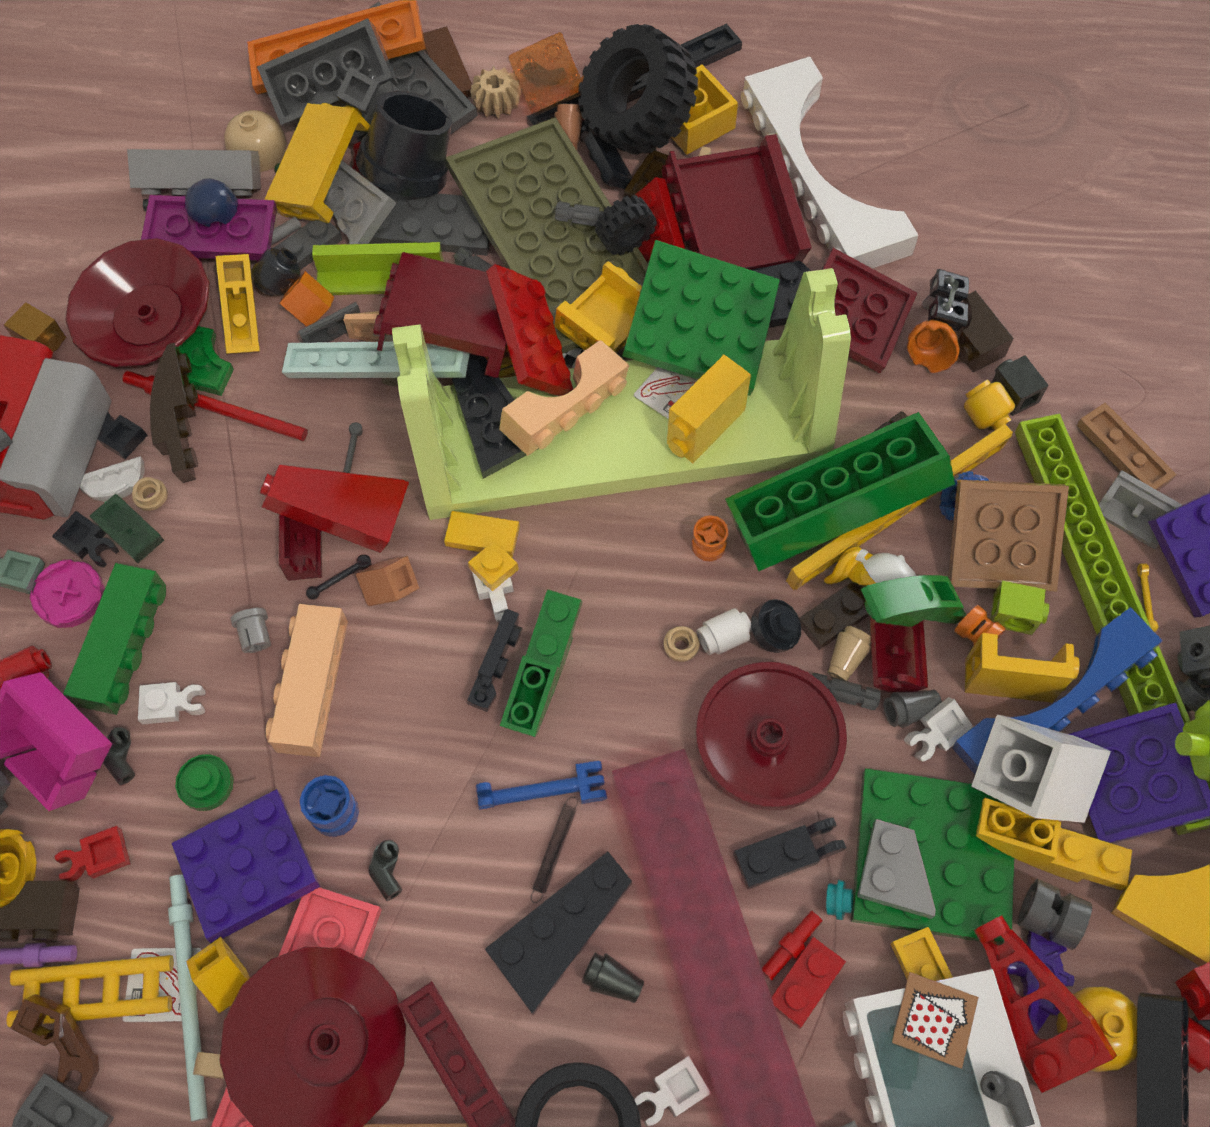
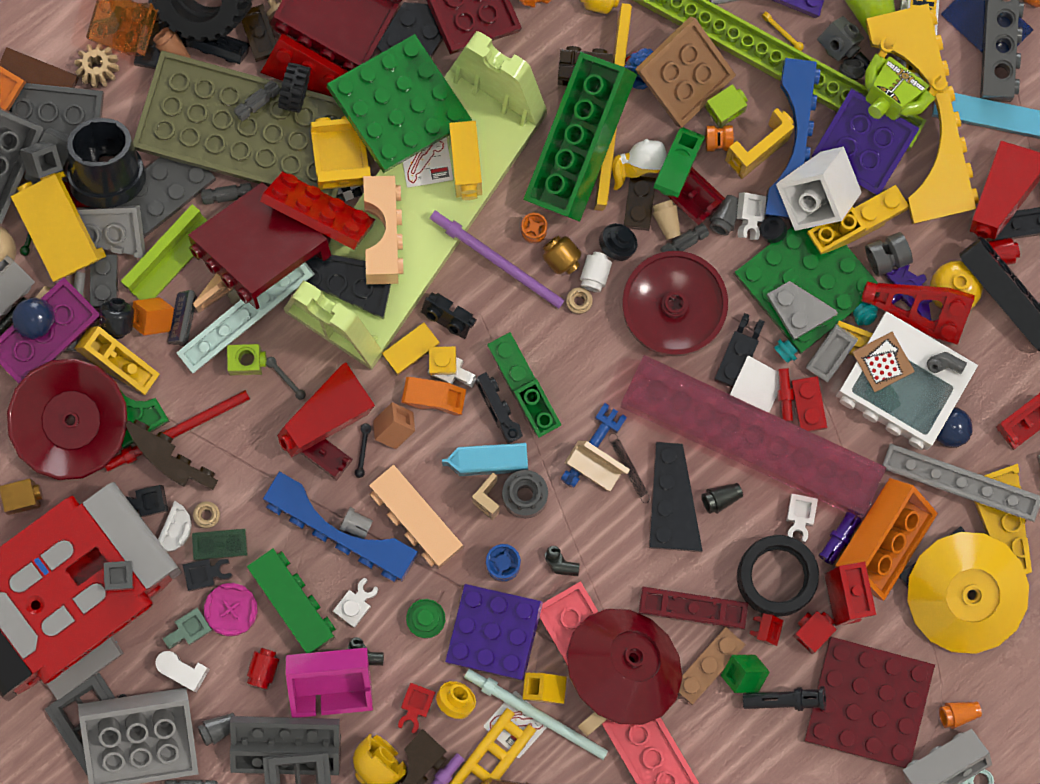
camera: 50 degrees left, 15 degrees up
(132, 890) = (456, 700): none -> yellow plate
(228, 554) = (388, 554): none -> blue arch
(331, 391) = (234, 356): none -> lime brick
(383, 718) = (485, 503): none -> tan panel
(427, 745) = (520, 480): none -> dark grey piece
(433, 698) = (488, 459): none -> medium azure piece
(453, 590) = (433, 394): none -> orange slope
(521, 809) = (595, 465): none -> tan panel
(544, 523) = (438, 310): none -> black hinge
(632, 466) = (455, 229): none -> medium lavender bar
(709, 585) = (562, 255): none -> pearl gold head
(770, 903) = (757, 384): none -> white sticker
(886, 952) = (831, 353): none -> light grey tile
(949, 766) = (773, 229): none -> black tile
(965, 950) = (865, 314): none -> teal plate

